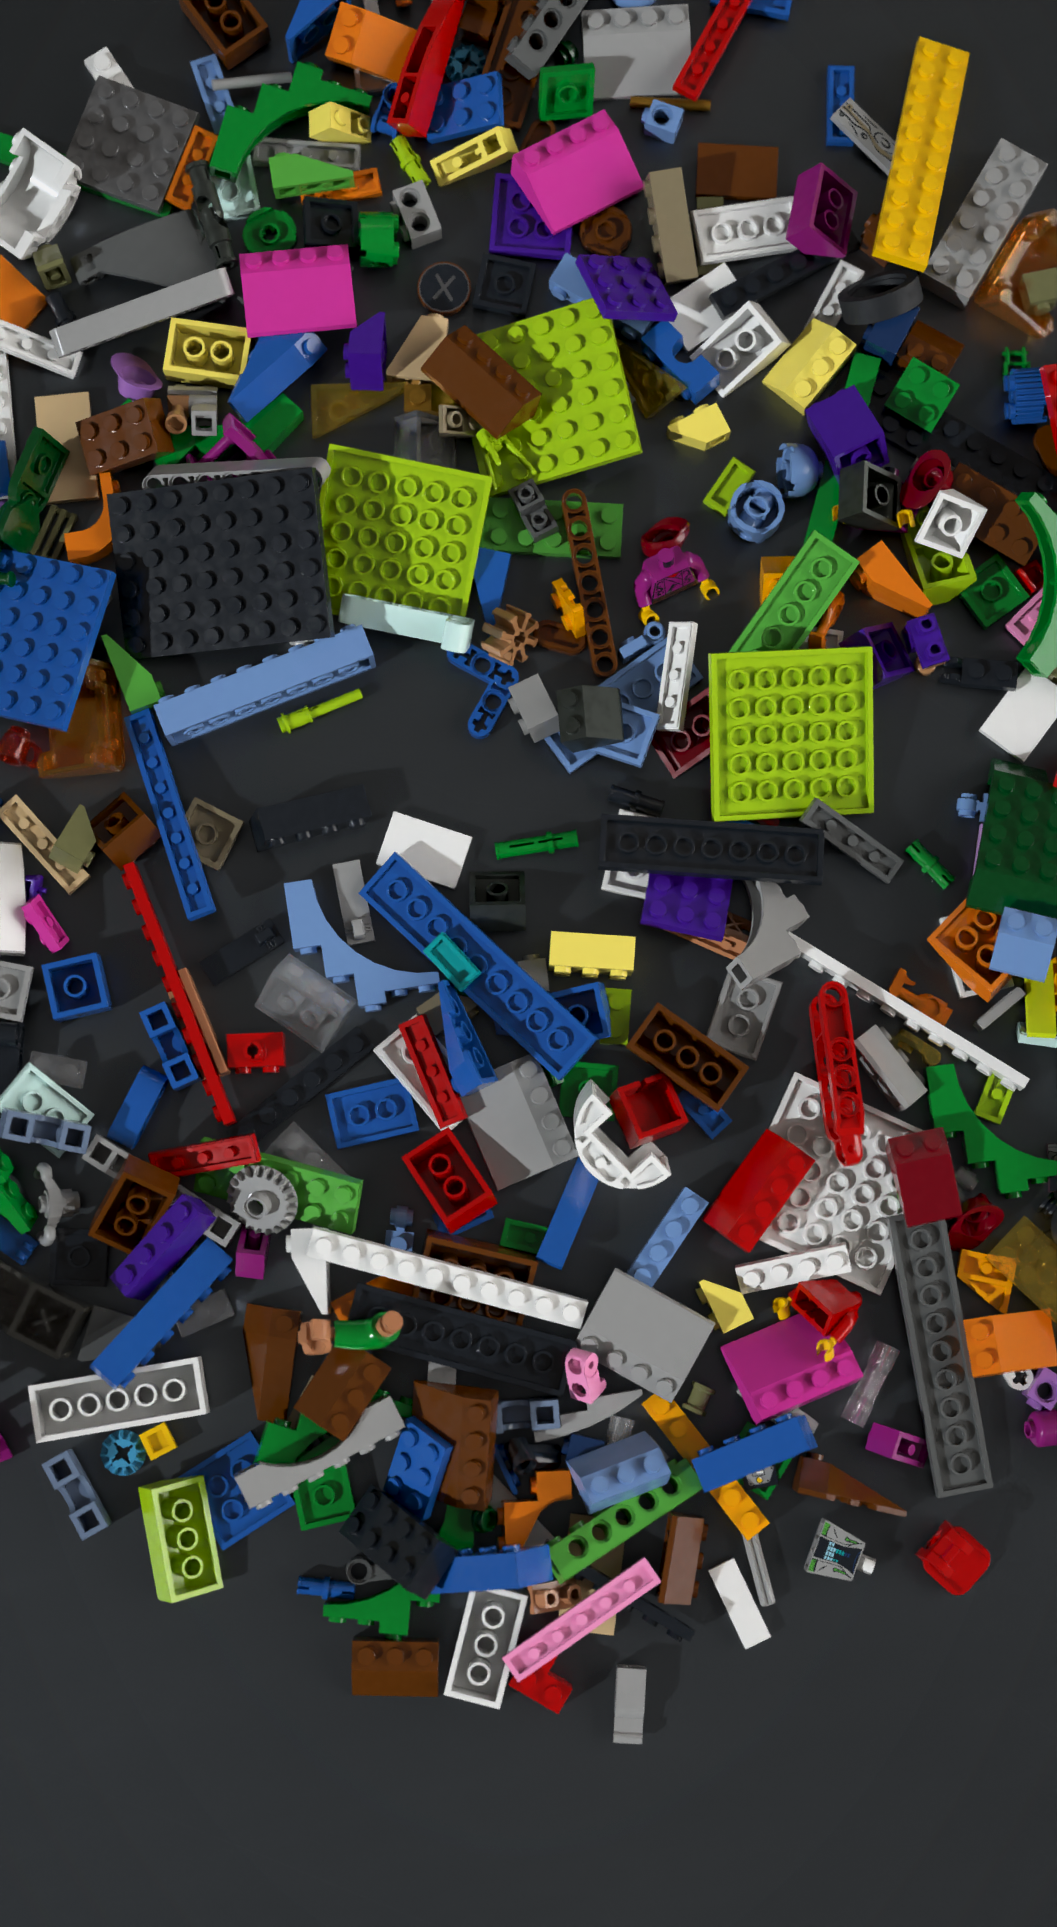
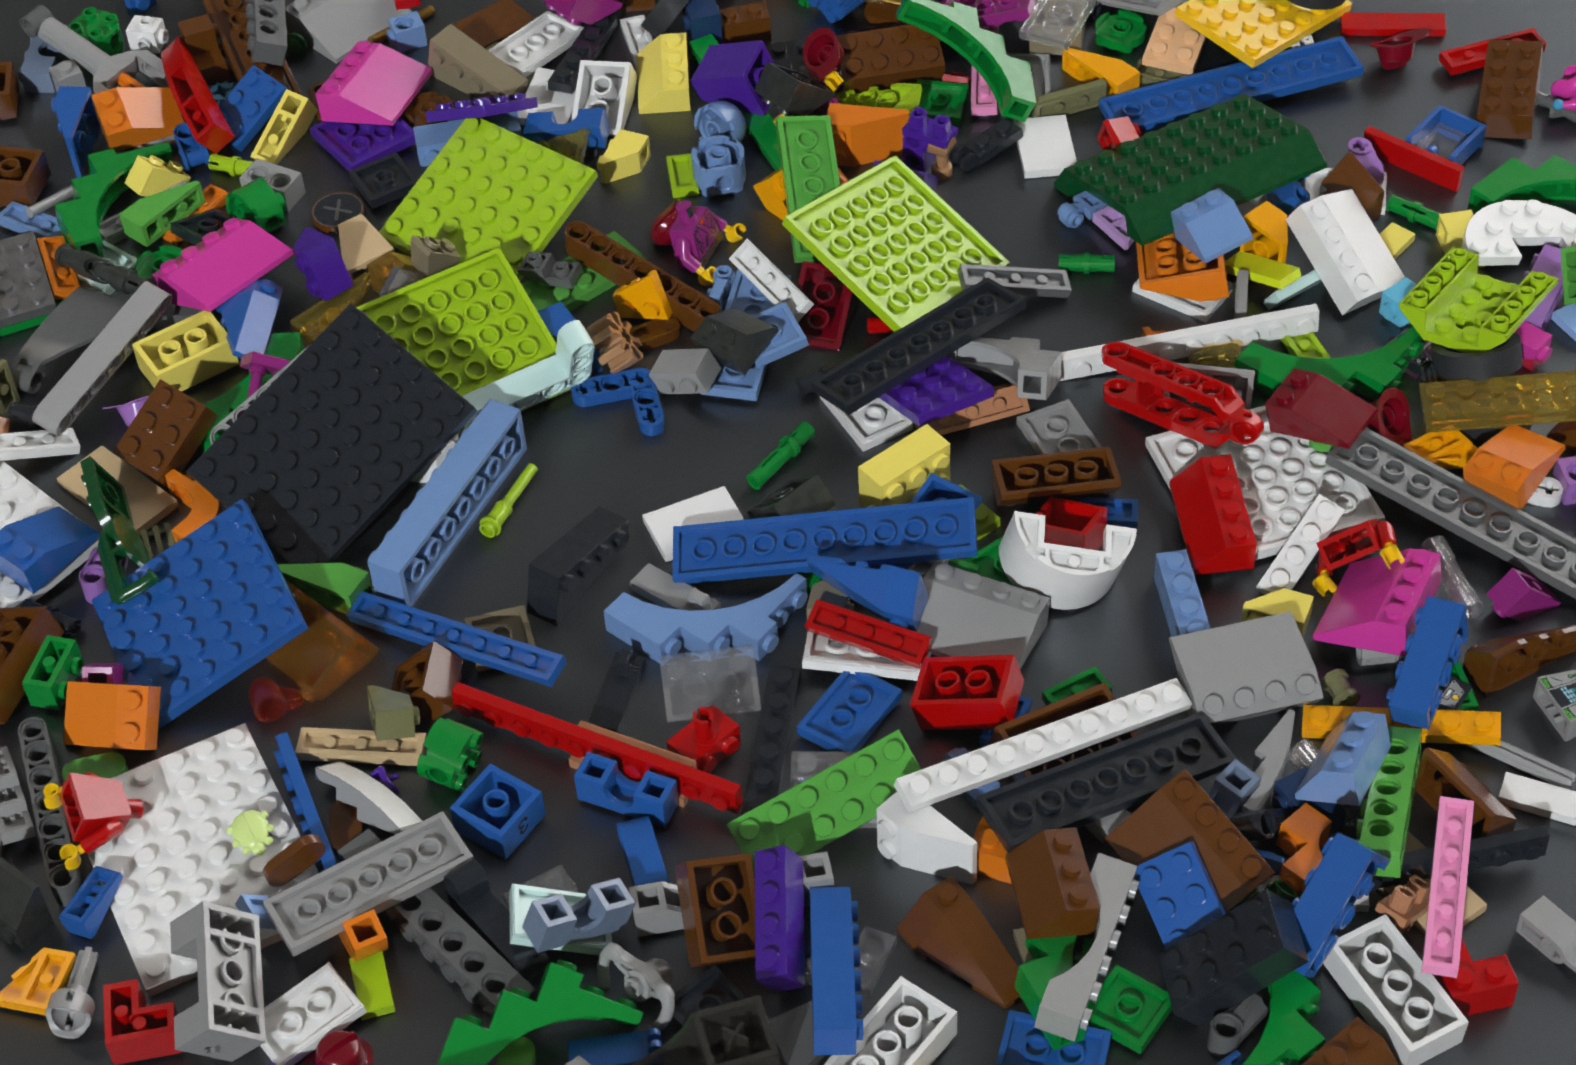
camera: 35 degrees left, 35 degrees down
(48, 928) = (433, 795): dark pink plate -> none
(85, 911) = (450, 753): none -> green brick
(192, 403) = (213, 380): light grey hips -> none
(207, 1155) = (751, 814): red tile -> none
(252, 1254) = (862, 874): magenta slope -> none
(268, 1188) = (807, 831): light grey gear -> none
(350, 1334) = (1030, 815): piece -> none
(452, 961) = (794, 548): teal tile -> none
(482, 382) = (430, 212): reddish brown slope -> none
(491, 446) = (472, 248): lime plant -> none
(566, 91) = (317, 51): green plate -> none
(567, 1216) = (1088, 647): blue tile -> none
(583, 1374) = (1233, 730): bright pink leg -> none
(922, 394) = (765, 24): green plate -> none
(951, 523) = (868, 65): white slope -> none

